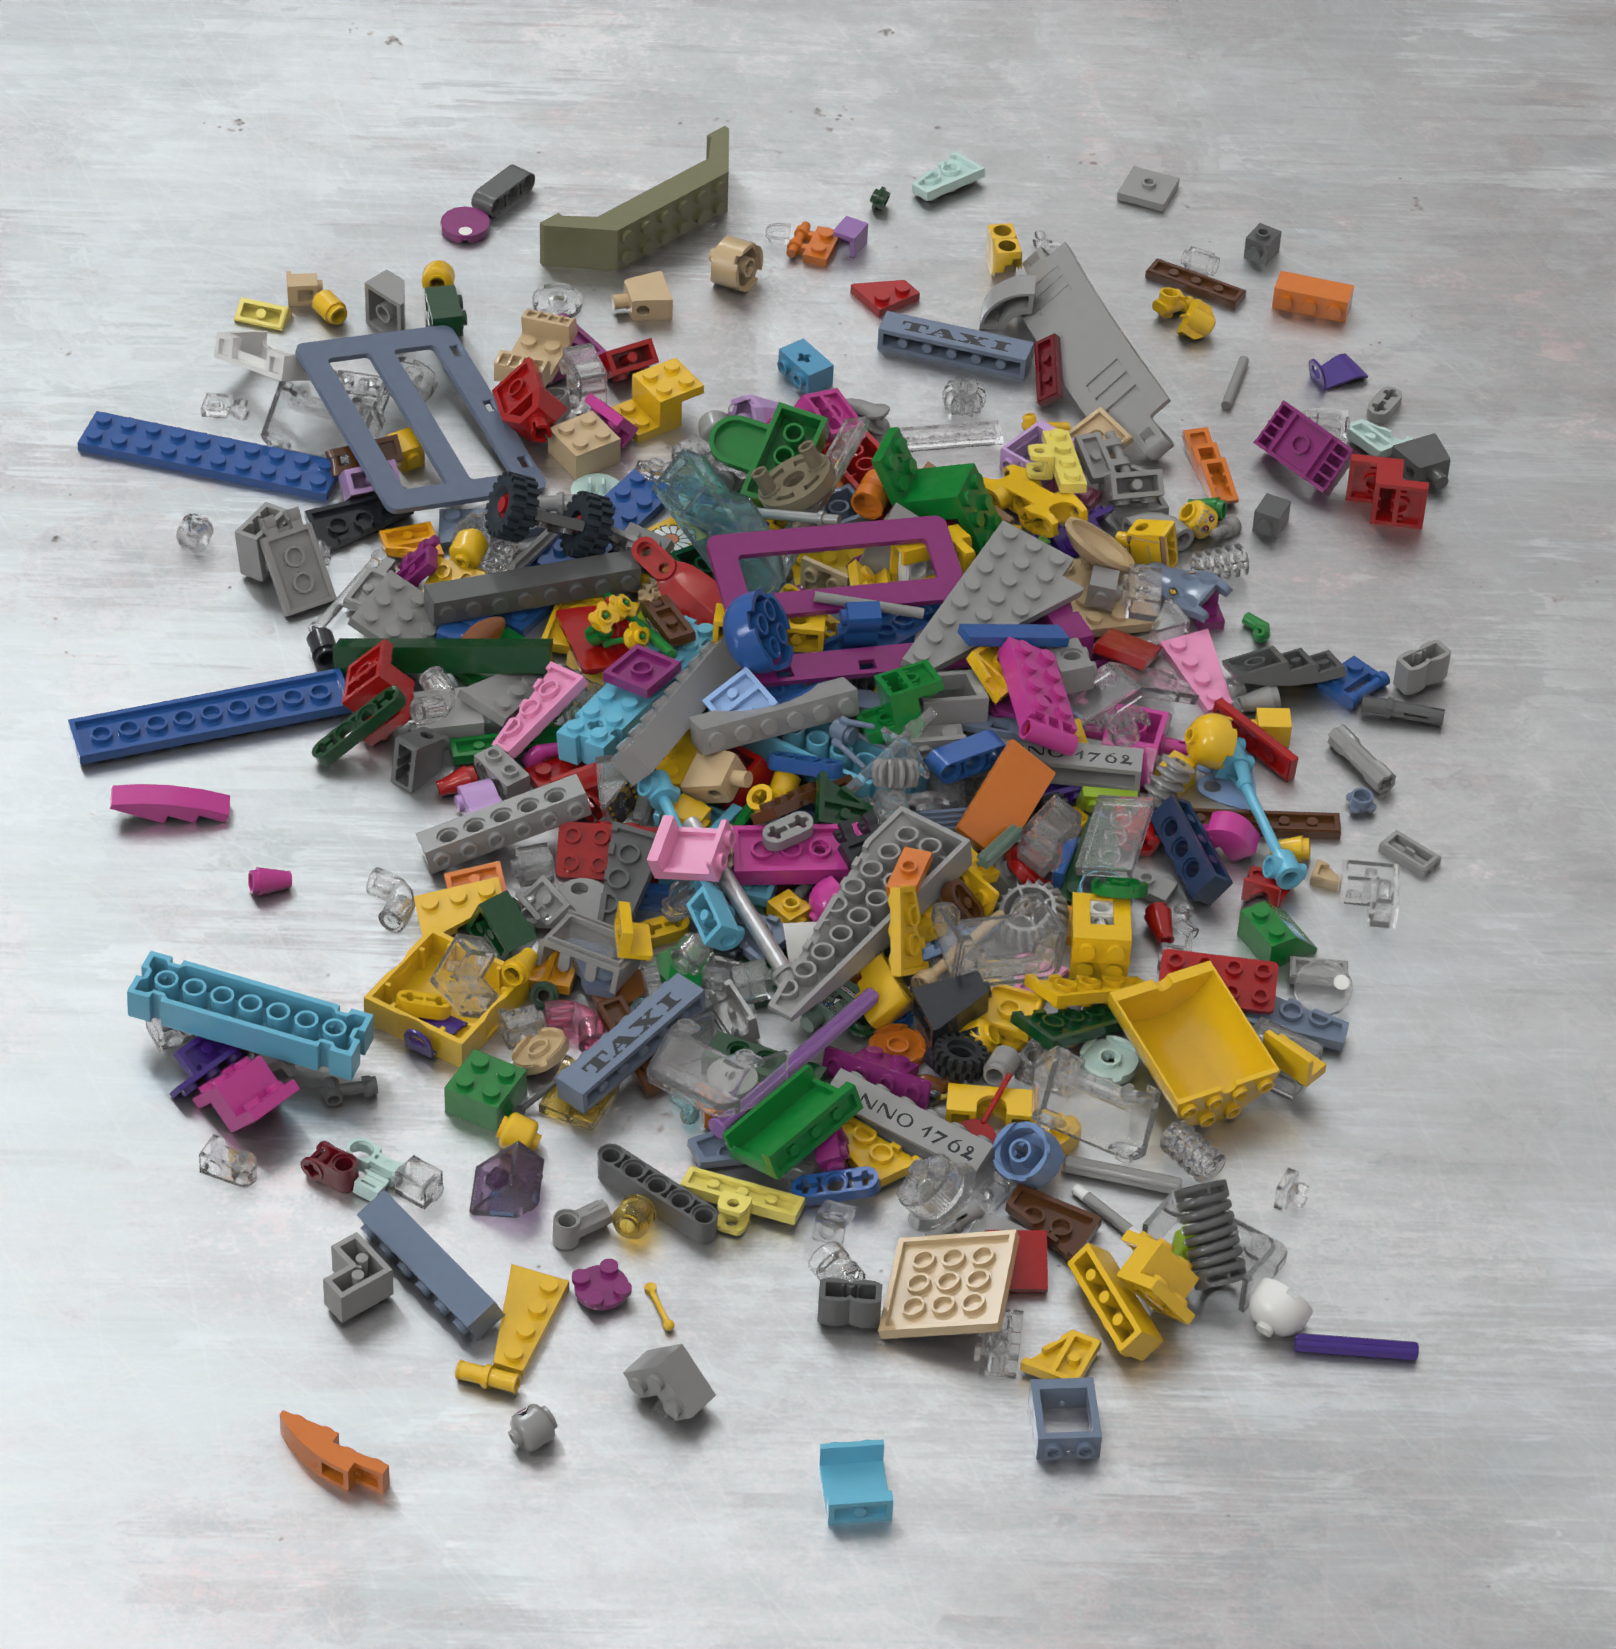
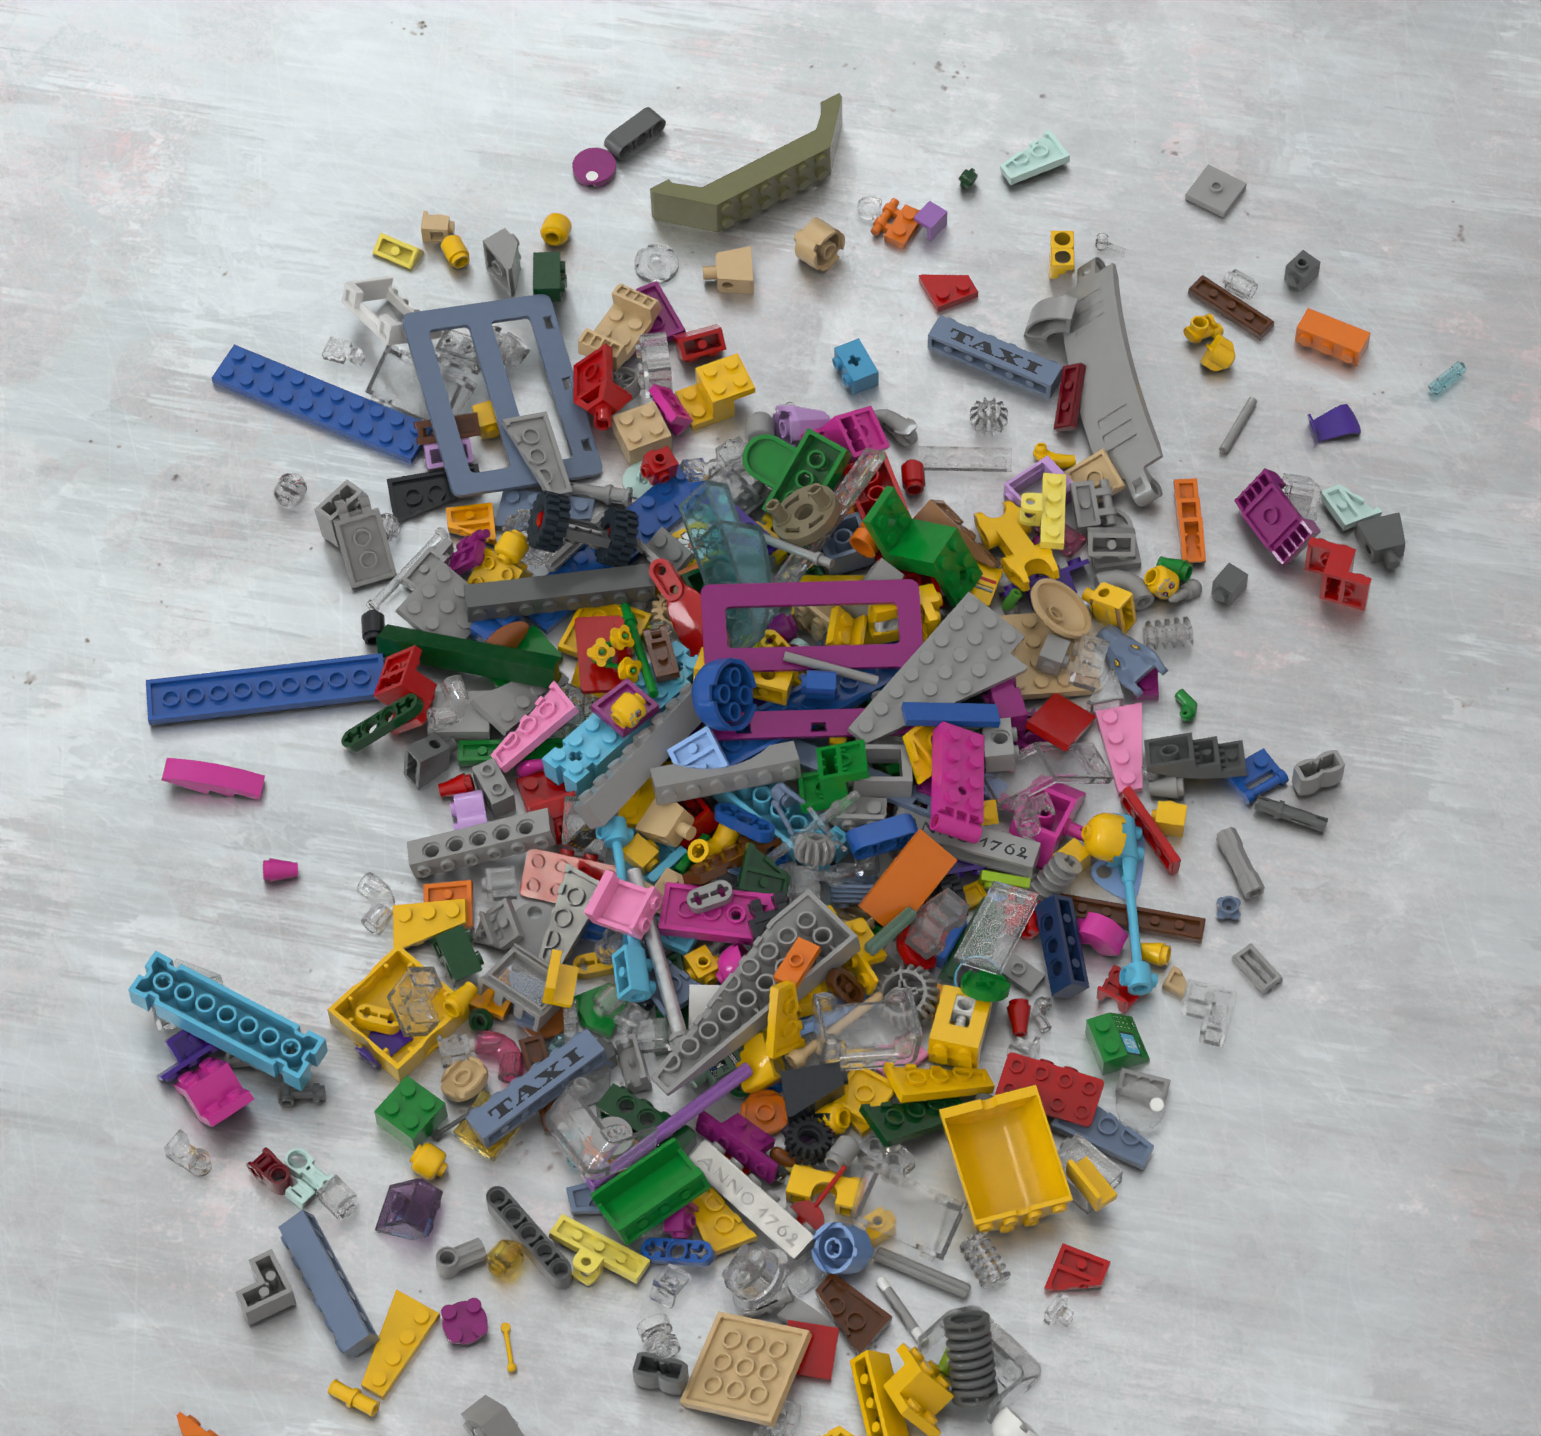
camera: 15 degrees right, 15 degrees up
(469, 456) = (538, 447): none -> light grey wing
(614, 465) = (659, 465): none -> red brick
(650, 665) = (628, 710): none -> yellow head
(1114, 1047) = (925, 1158): light aqua plate -> none
(1298, 1150) = (1076, 1270): none -> red wing
(1384, 405) = (1362, 464): light grey beam -> none
(1444, 322) = (1447, 378): none -> clear light blue axle

